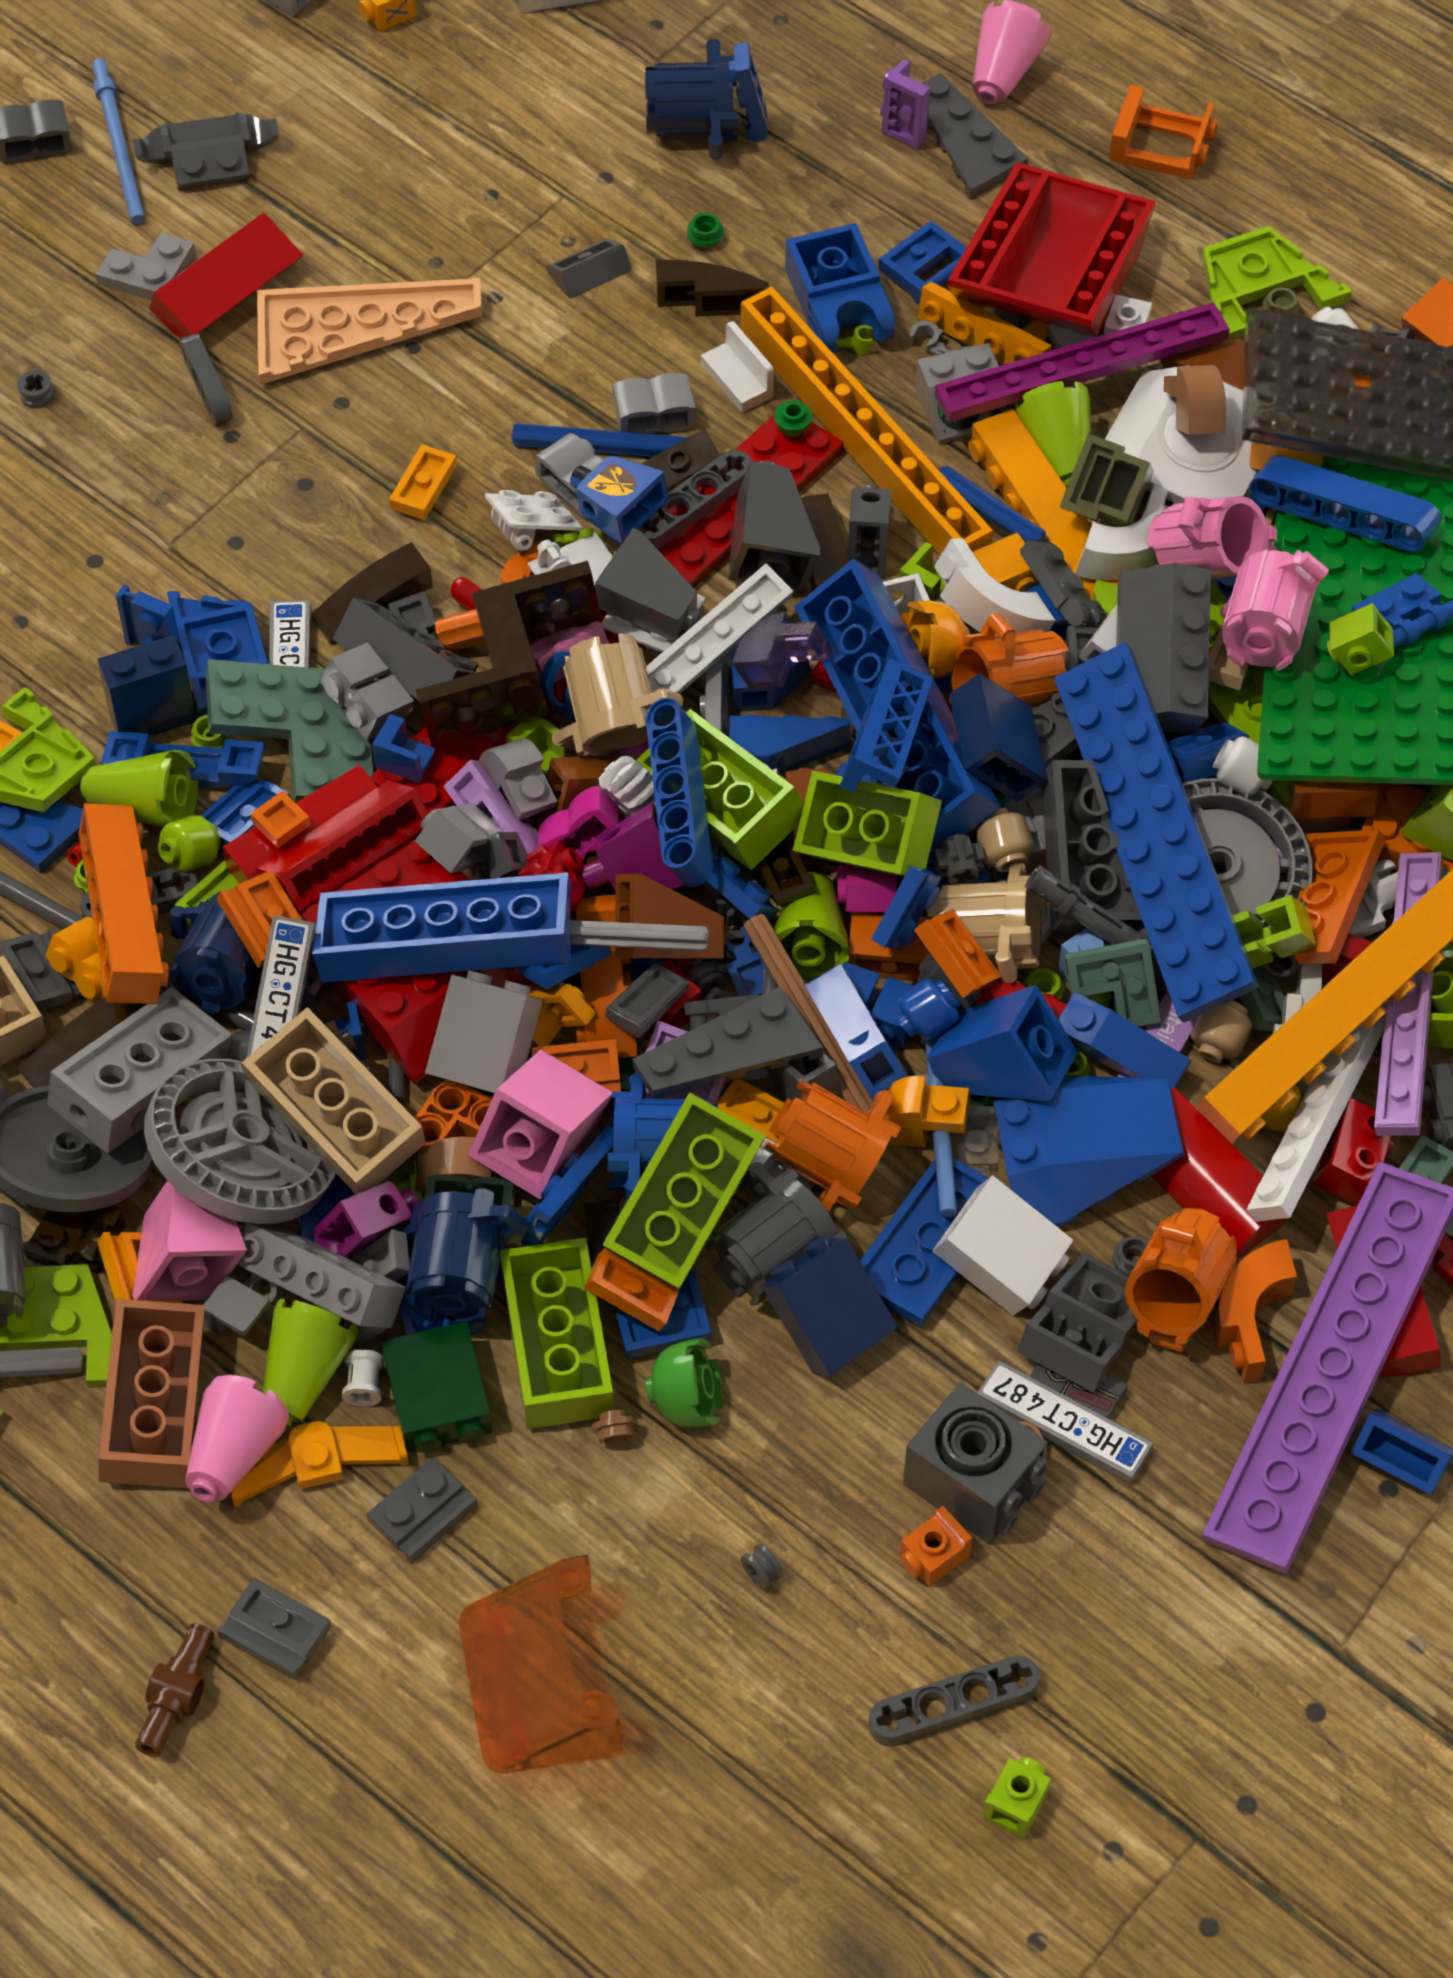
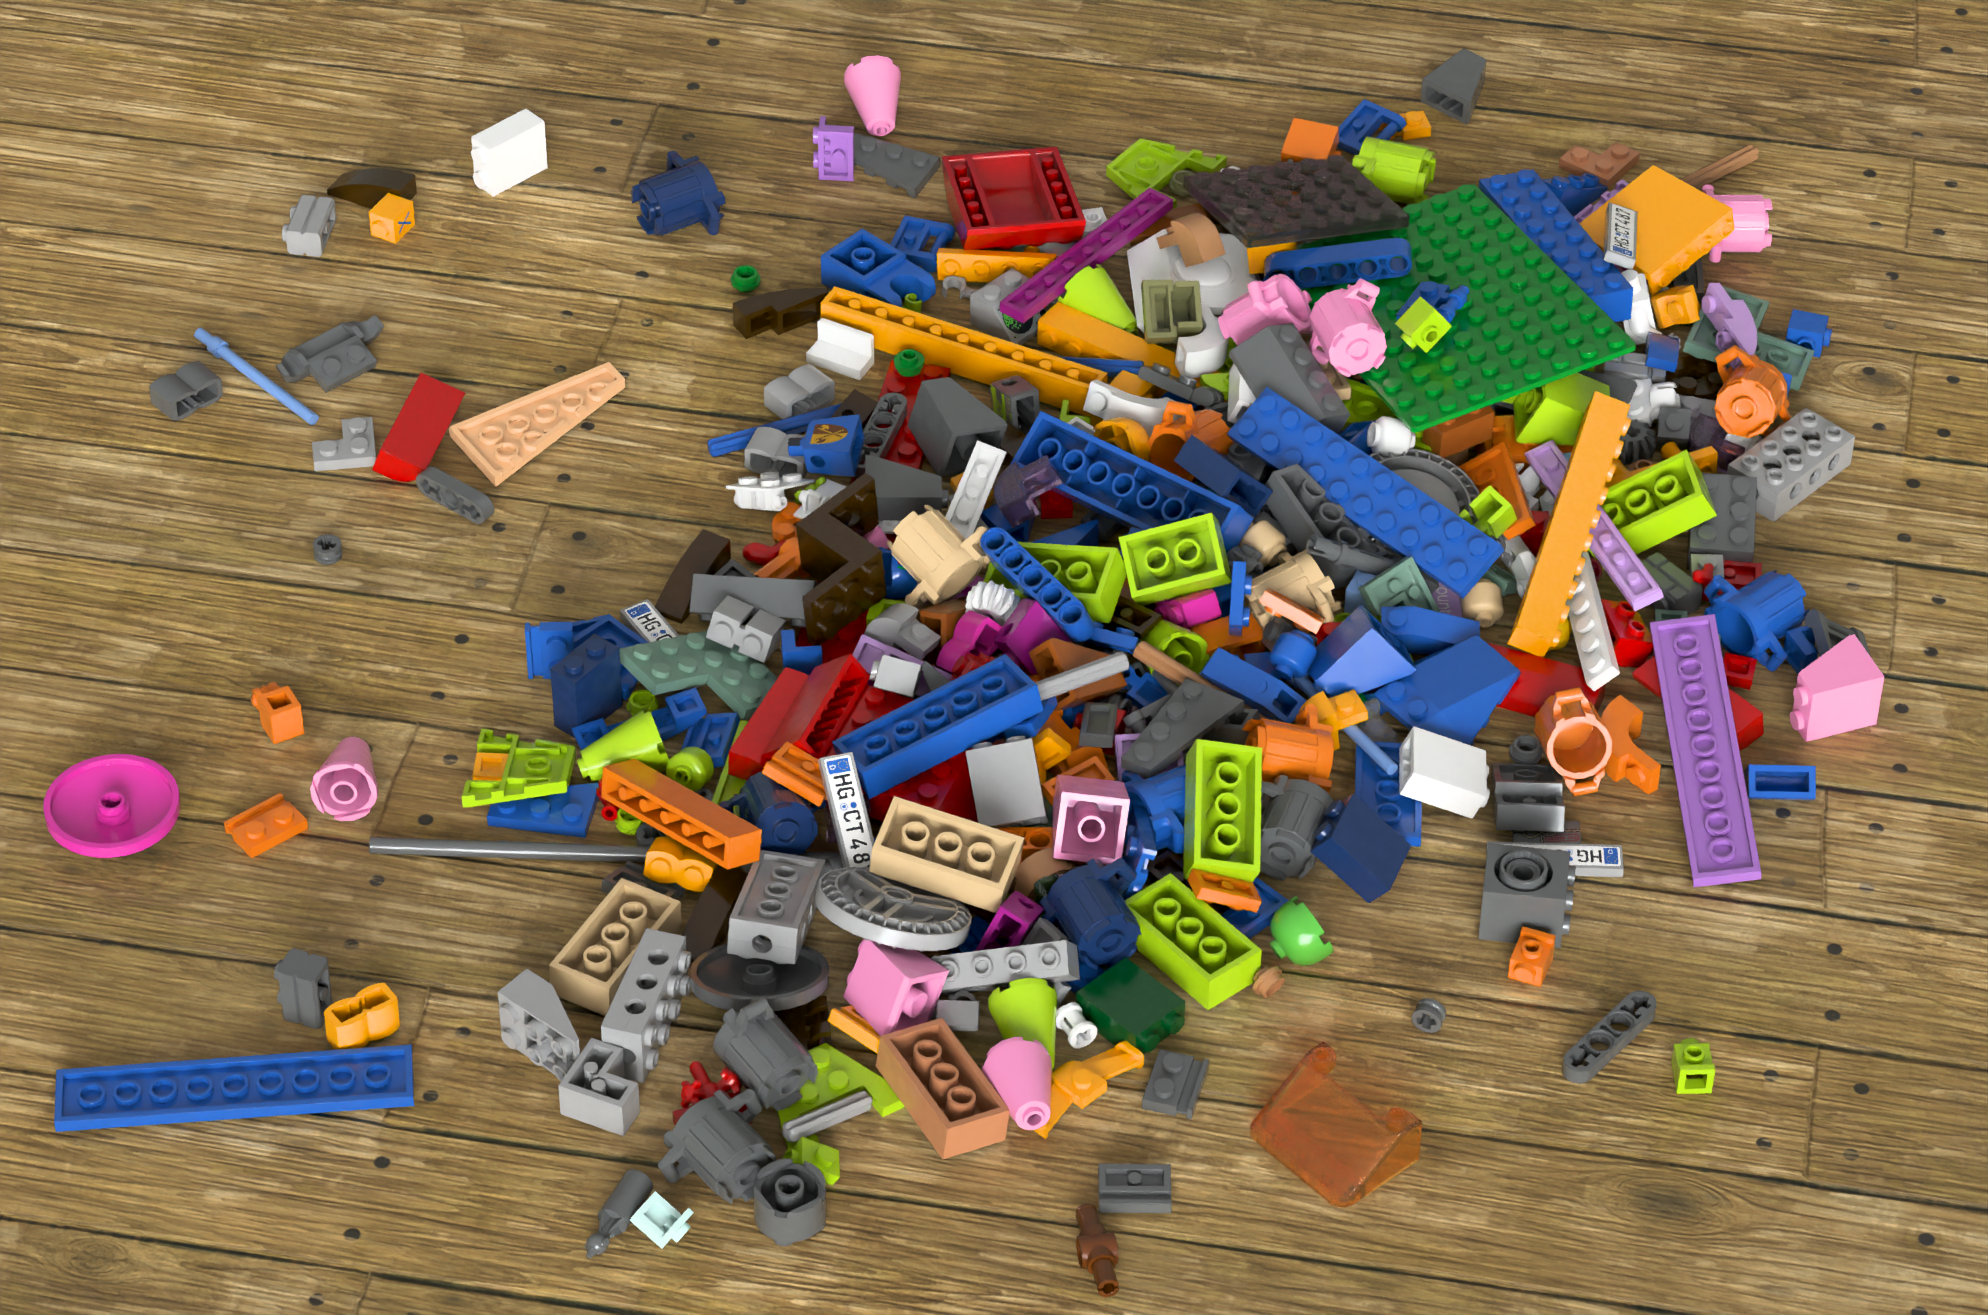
camera: 30 degrees left, 15 degrees down
(280, 819) = (761, 715): orange plate -> none
(423, 482) = (670, 499): light orange plate -> none
(590, 267) = (678, 330): dark grey slope -> none
(749, 92) = (718, 165): blue plate -> none
(881, 717) = (1152, 488): blue fence -> none
(1136, 114) = (1047, 102): orange panel -> none

